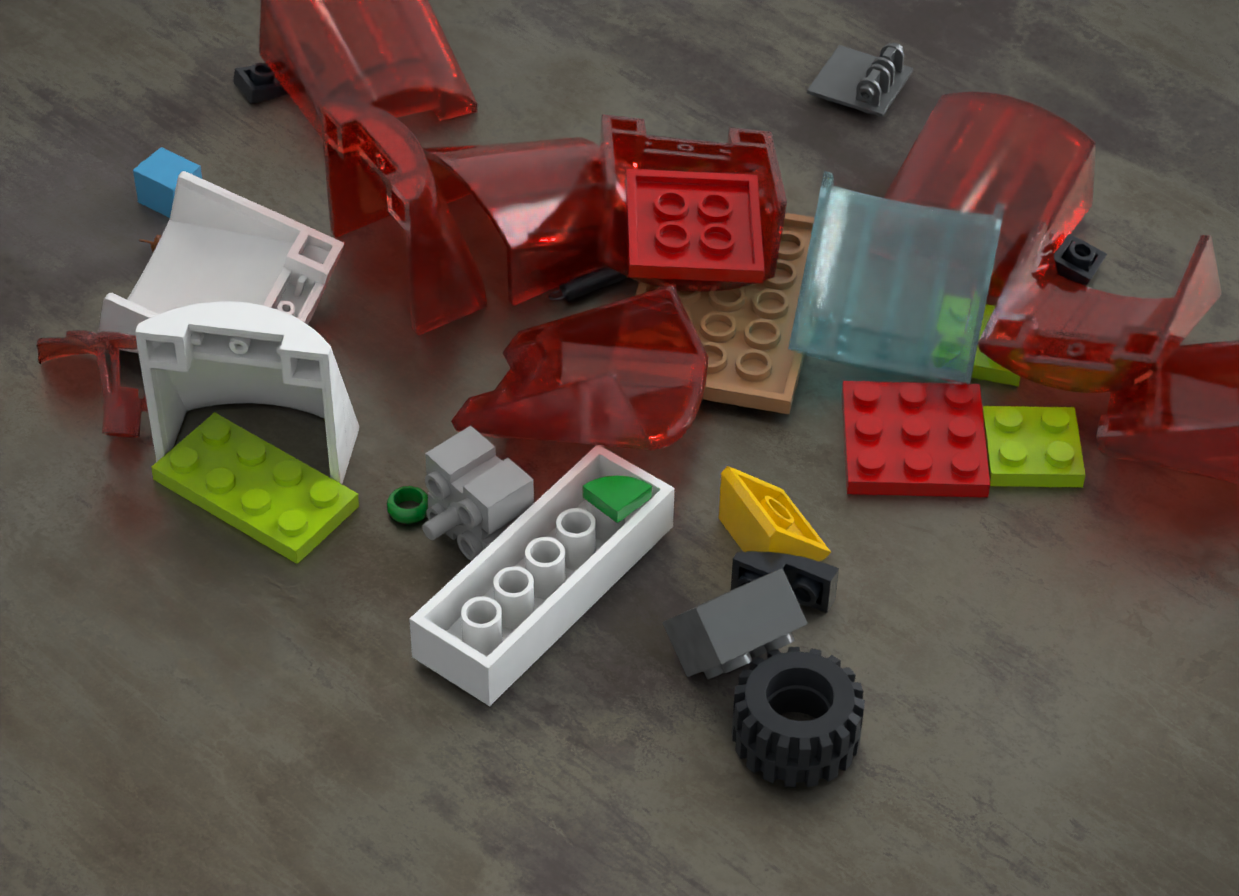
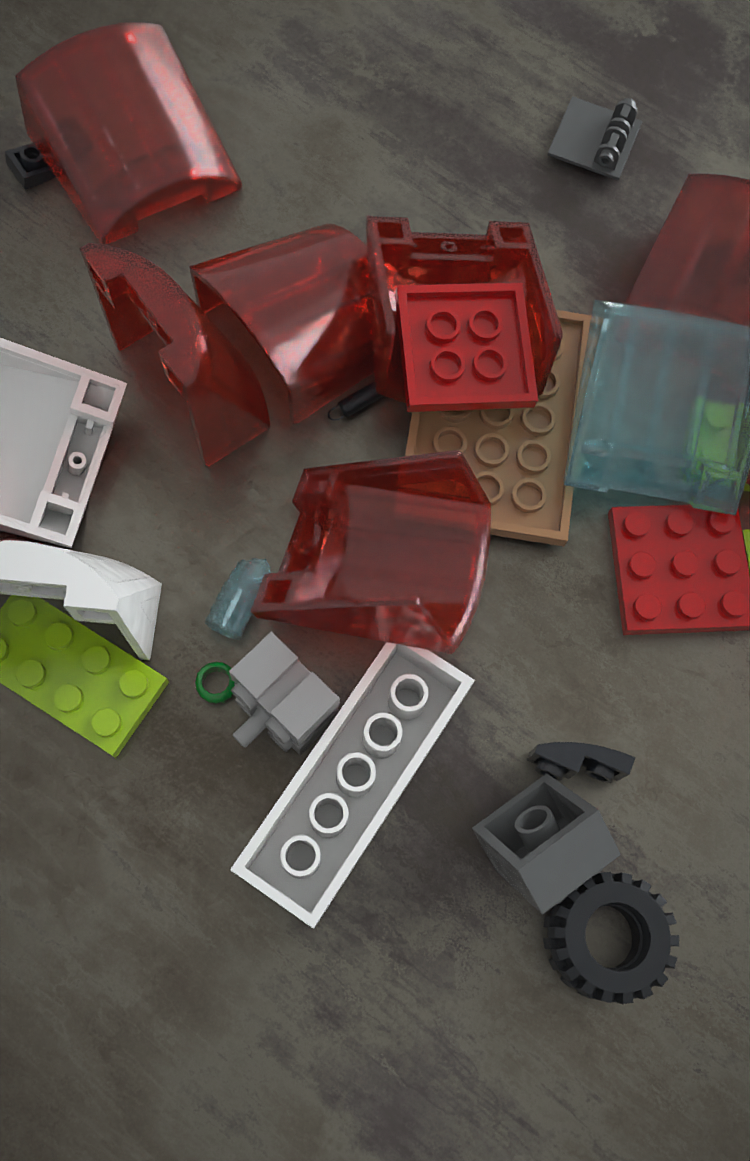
camera: 10 degrees left, 25 degrees up
(432, 432) = (233, 604): none -> clear light blue hinge
(617, 495) = (421, 701): green tile -> none
(765, 518) = (560, 690): yellow slope -> none

